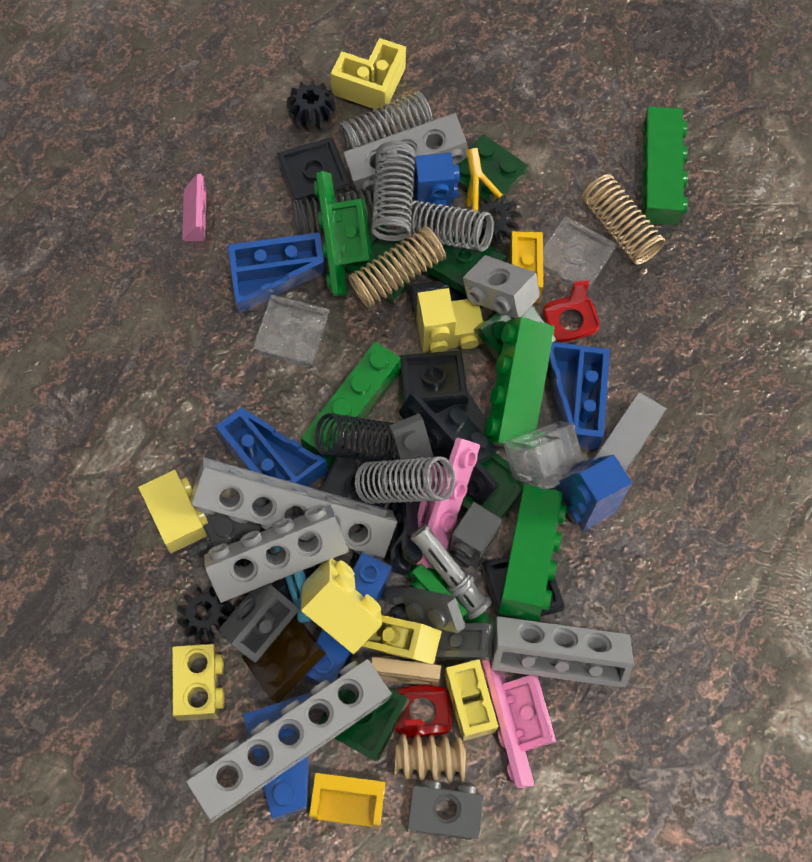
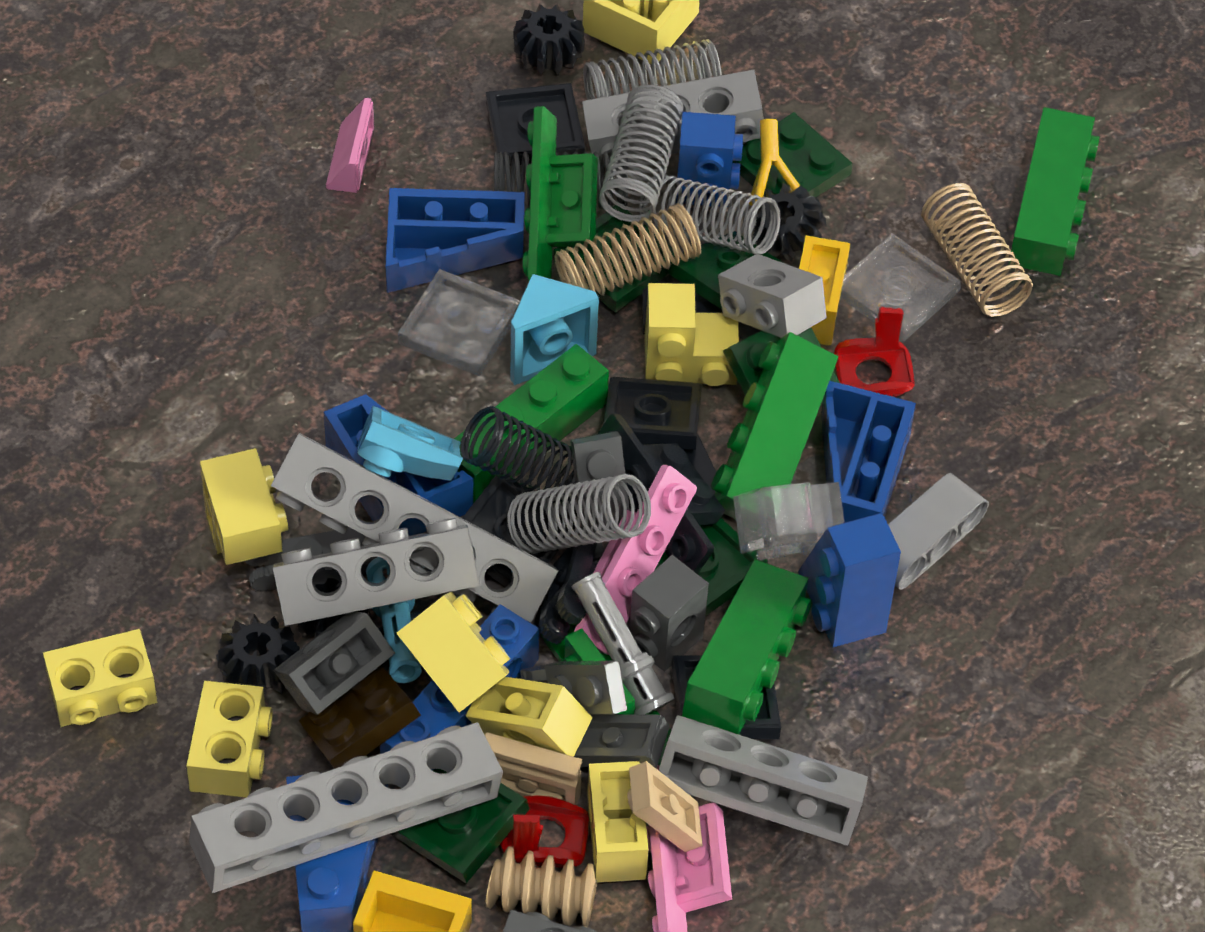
camera: 10 degrees right, 15 degrees down
(98, 643) = (98, 668): none -> light yellow brick
(278, 451) = (401, 445): none -> medium azure slope
(356, 329) = (549, 323): none -> medium azure slope
(503, 693) = (664, 806): none -> tan plate

